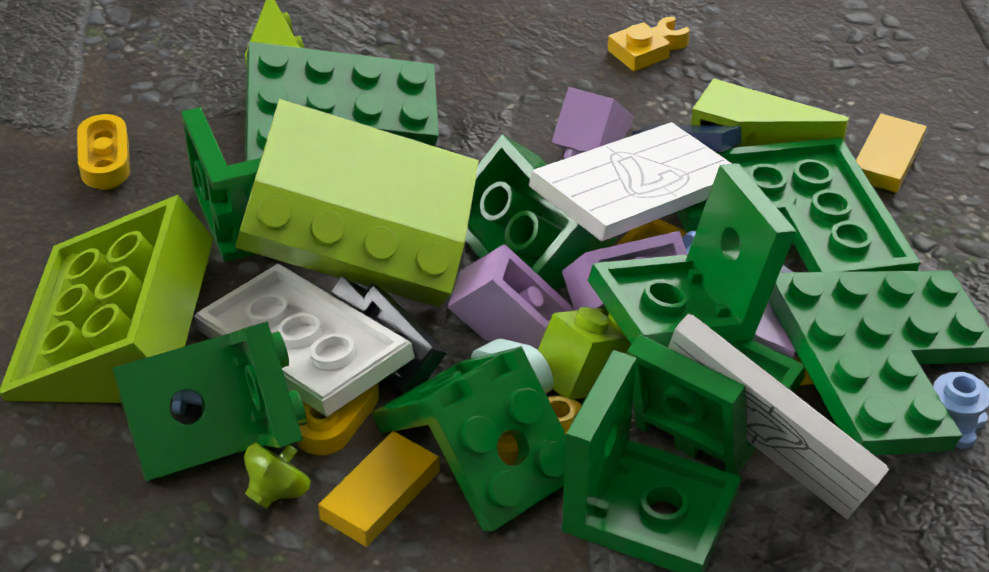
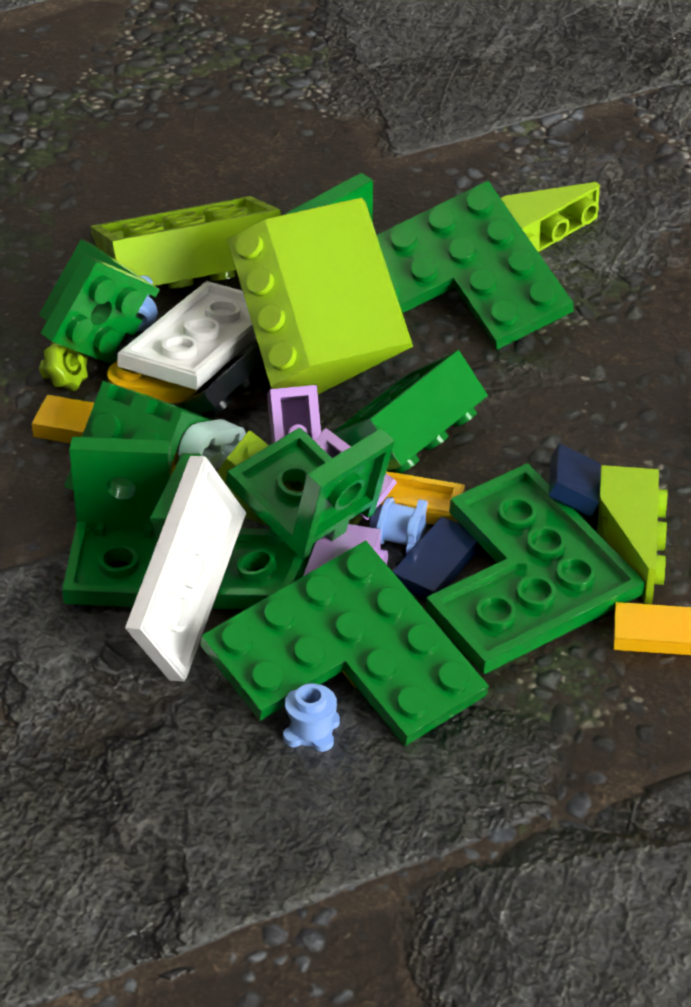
camera: 70 degrees right, 0 degrees up
(103, 151) = (380, 167): yellow plate -> none
(589, 122) = (555, 414): lavender slope -> none
(630, 180) = (455, 443): white tile -> none

